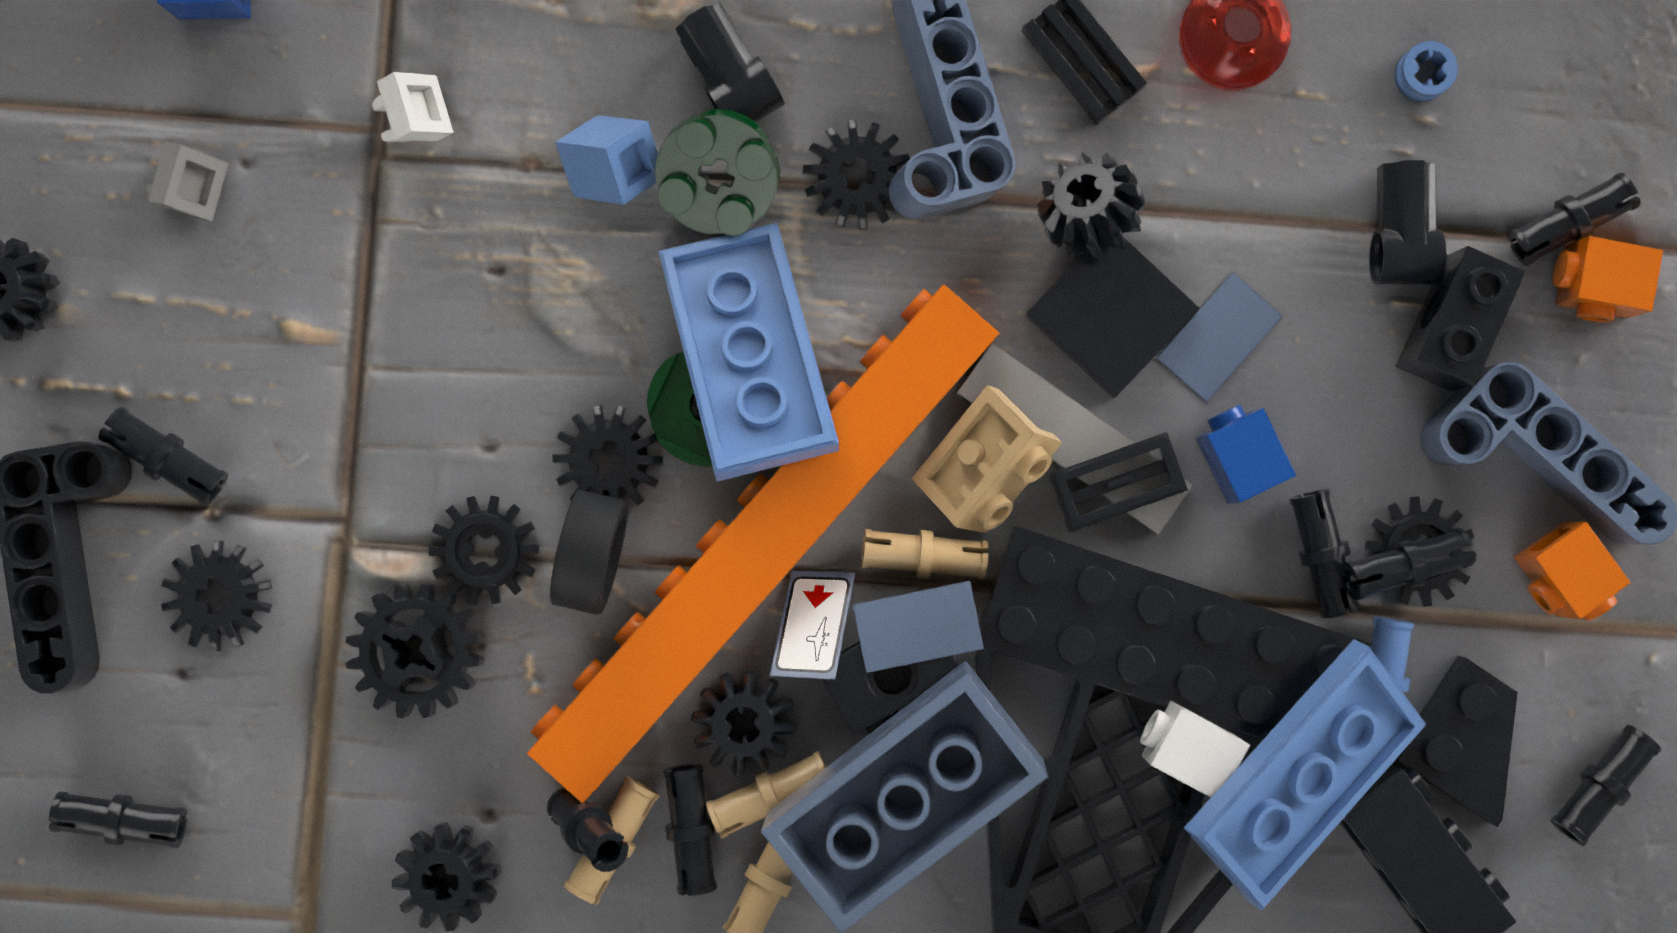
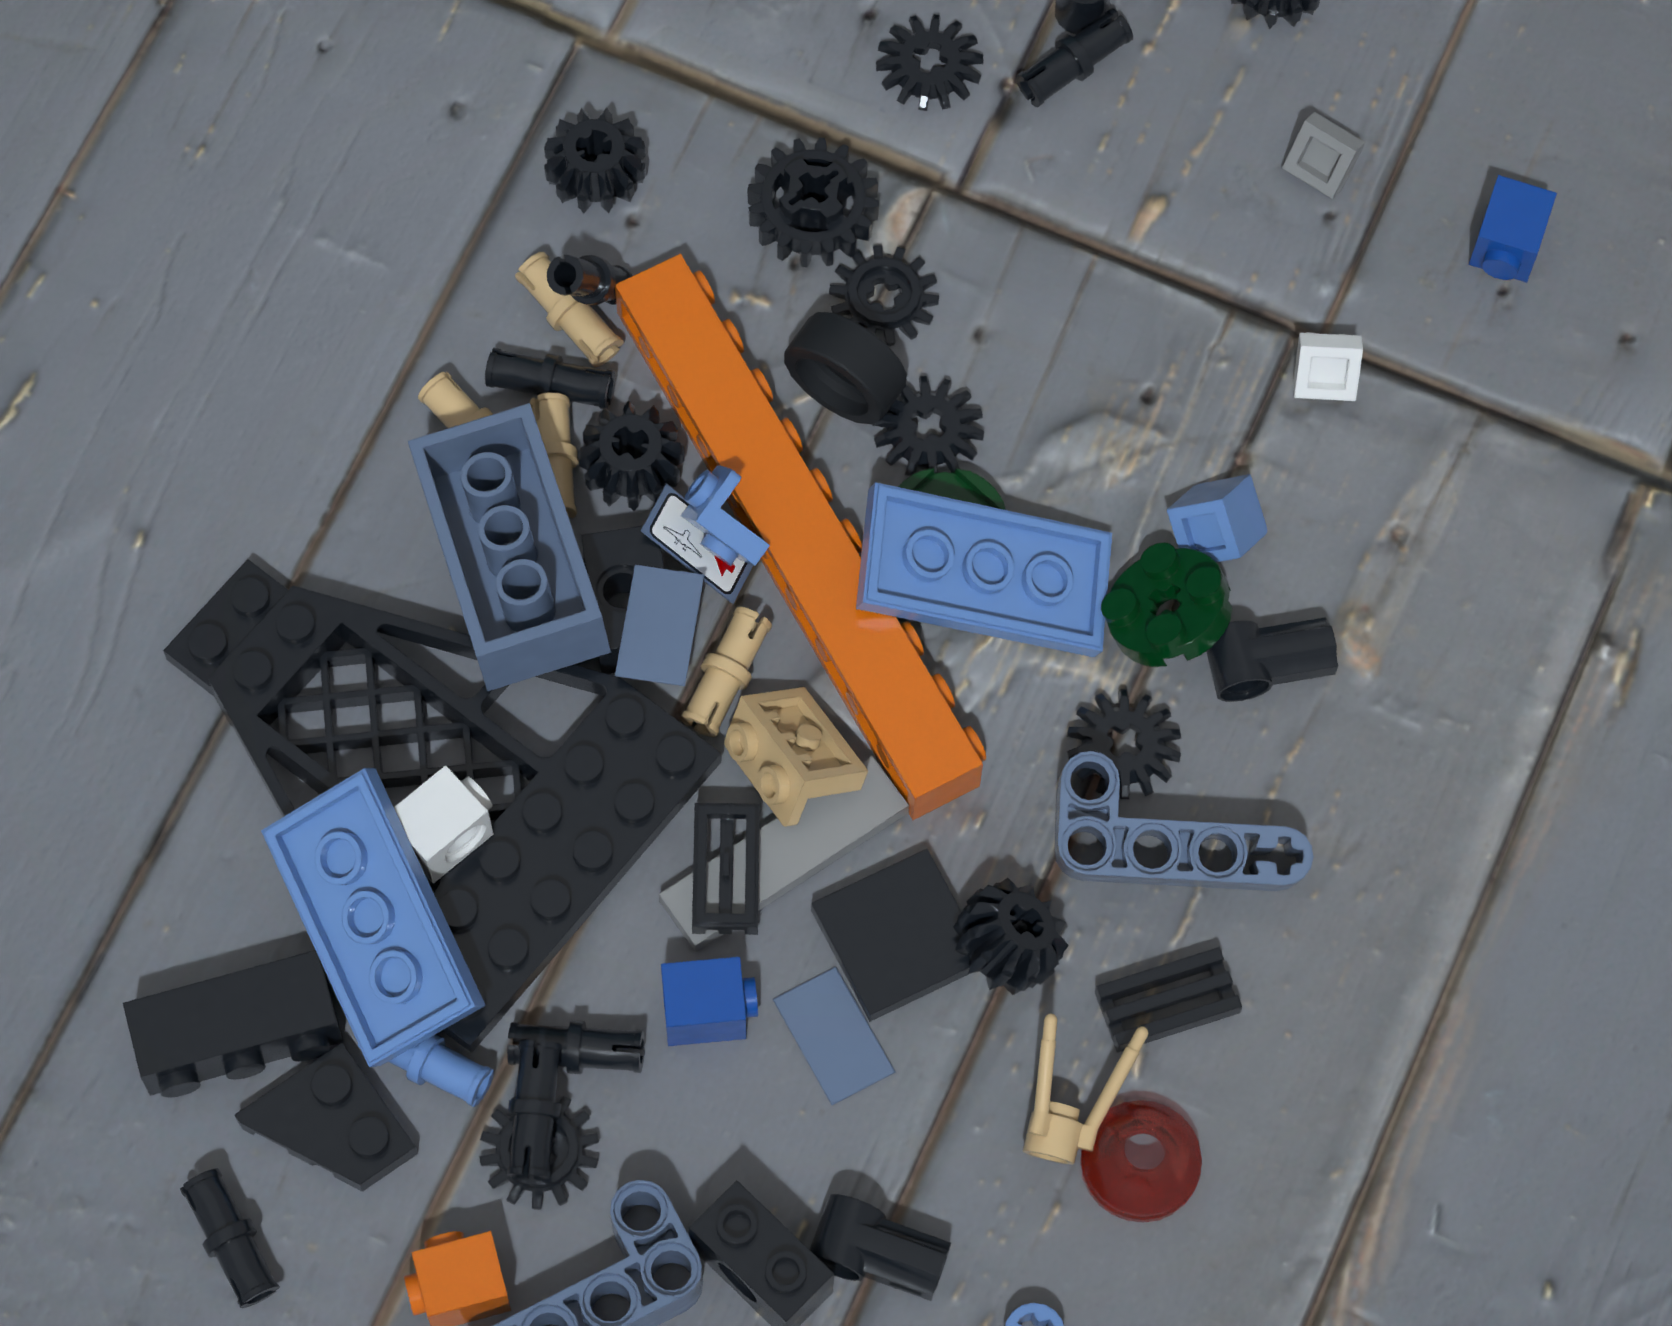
camera: 105 degrees right, 20 degrees down
(801, 607) = (724, 534): none -> medium blue bracket
(1243, 111) = (1054, 1126): none -> tan plant

